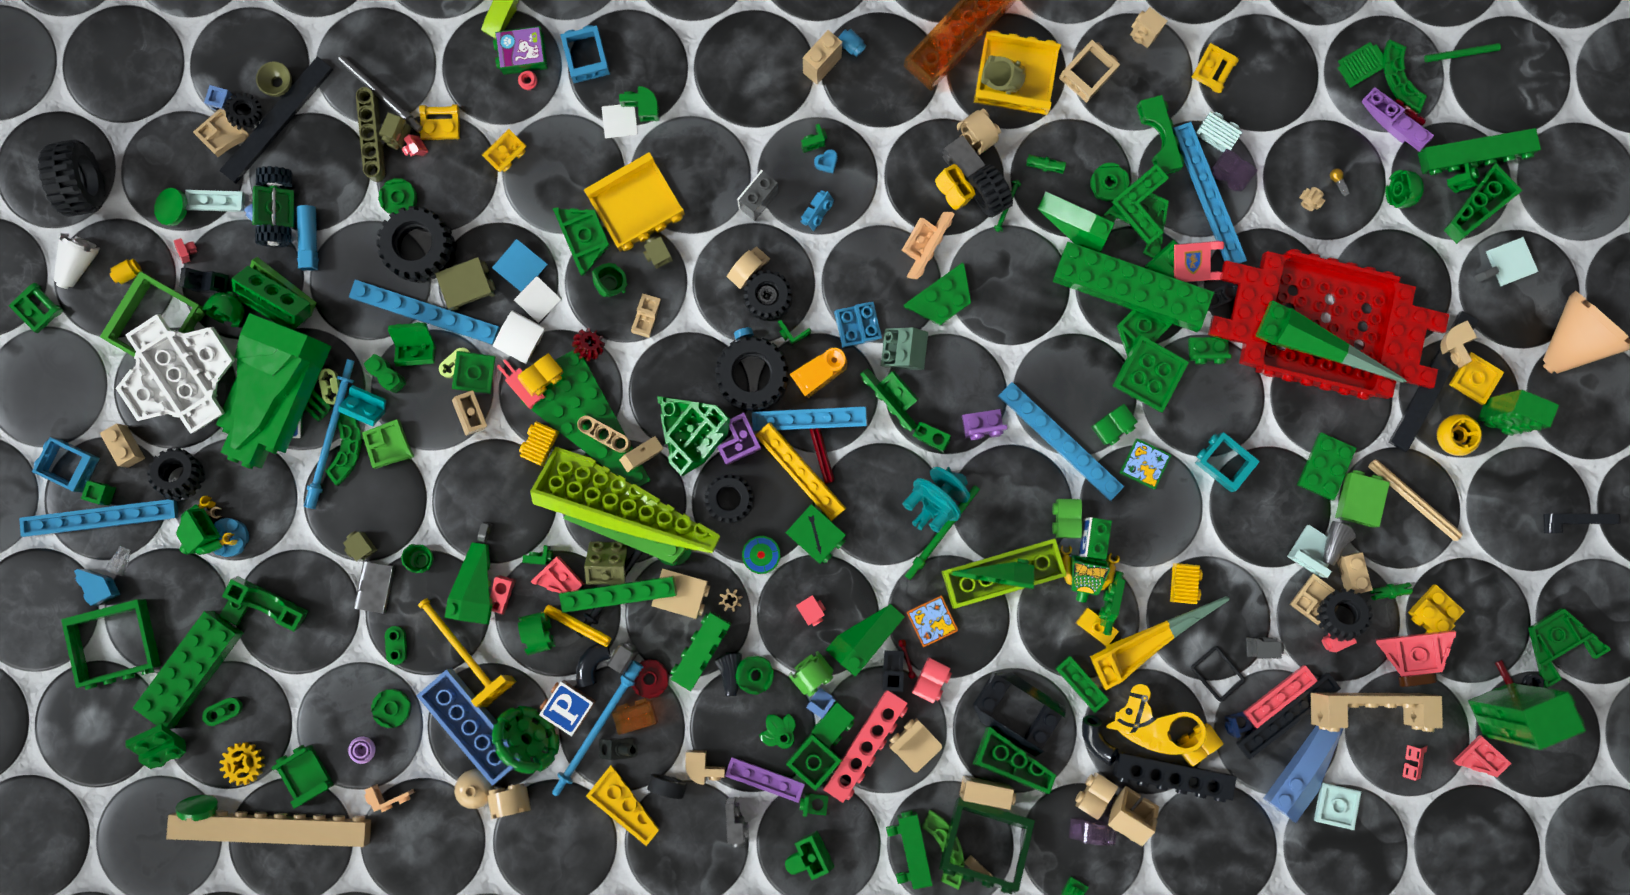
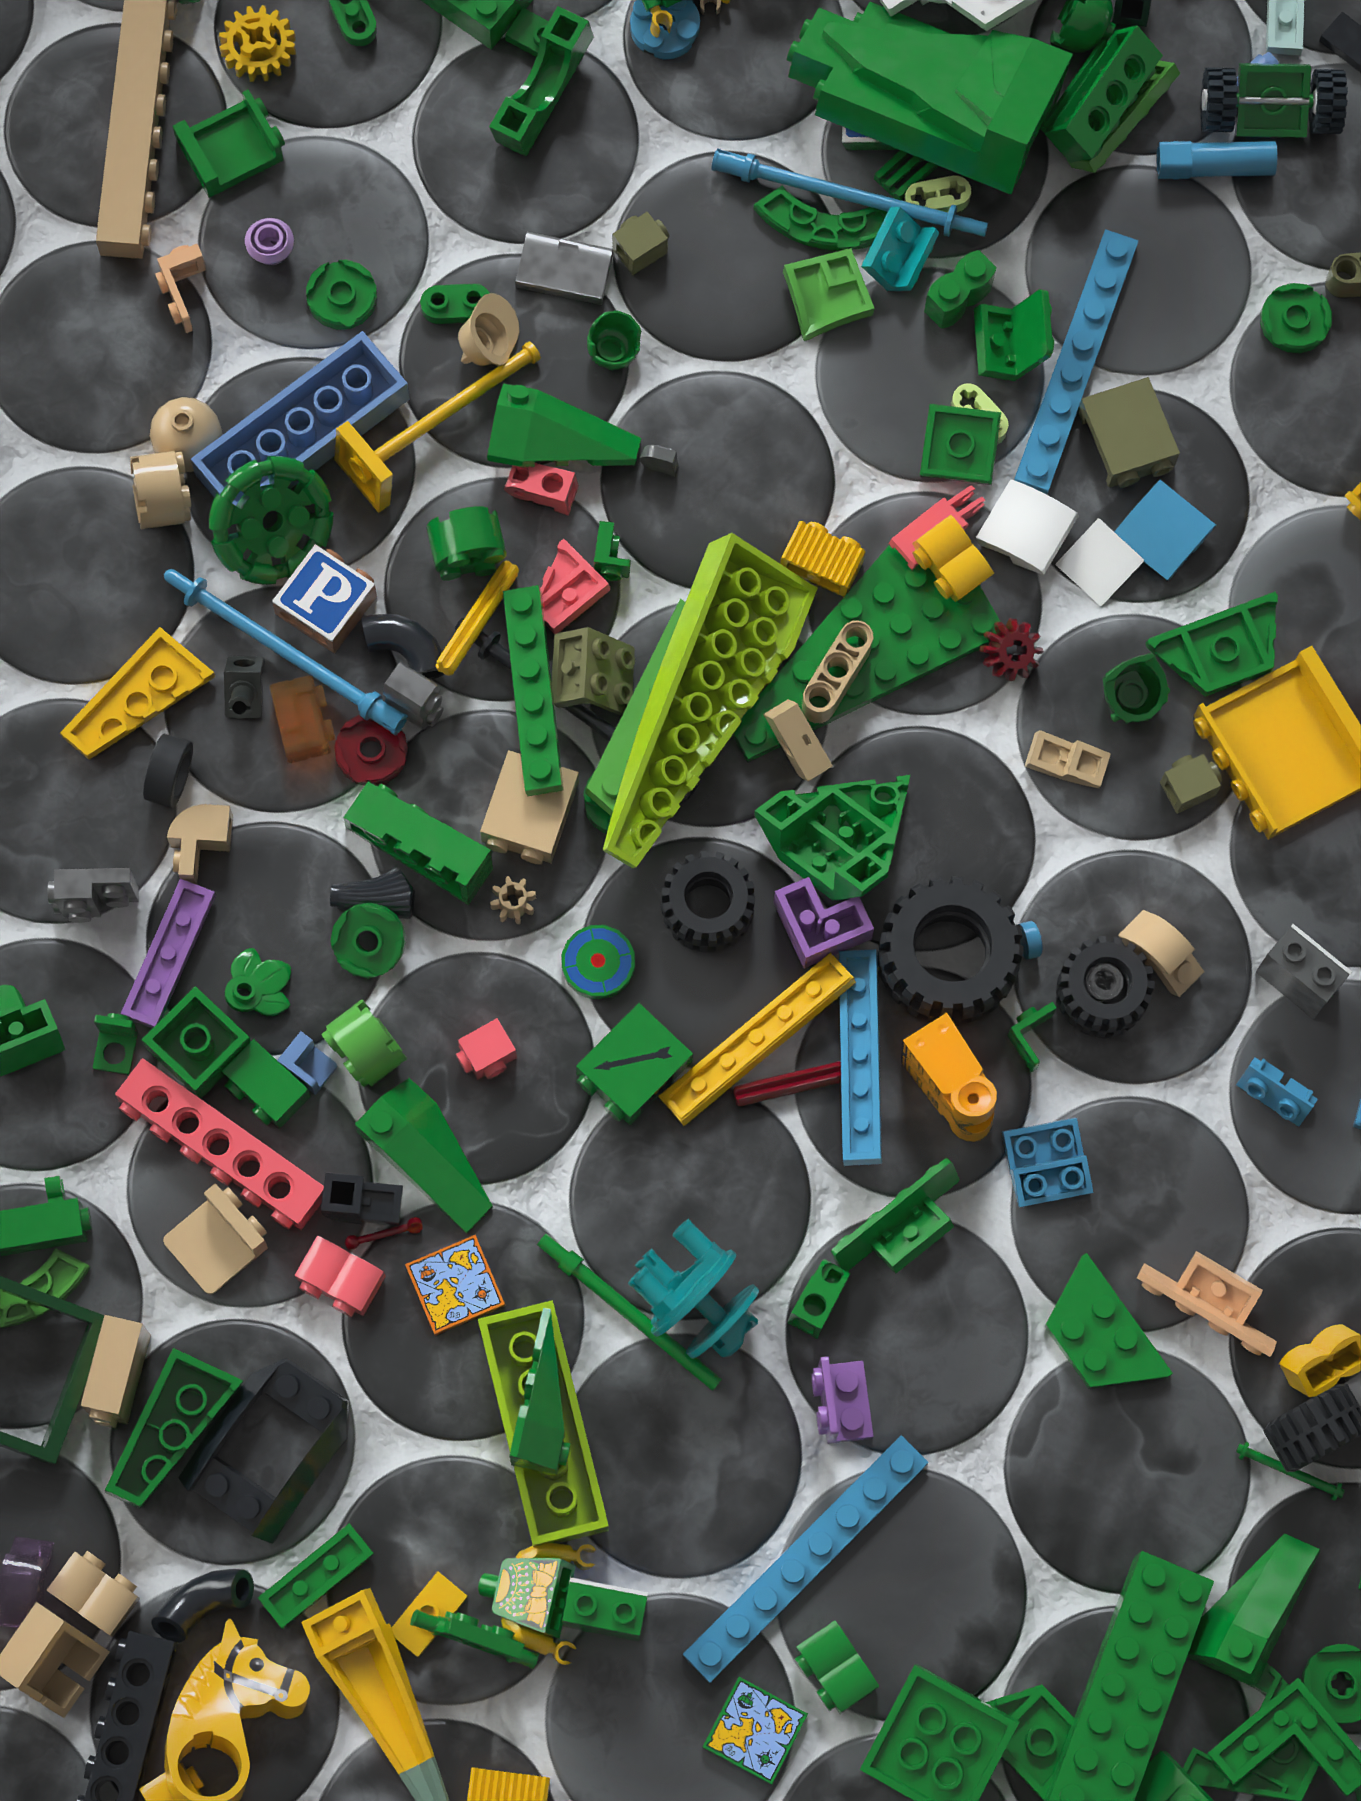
camera: 90 degrees right, 10 degrees down
(397, 228) = (1212, 303): black tyre -> none
(413, 625) = (489, 332): none -> tan piece
(469, 413) = (883, 434): tan brick -> none
(904, 348) = (997, 1250): sand green slope -> none
(1068, 518) = (648, 1562): bright green brick -> none

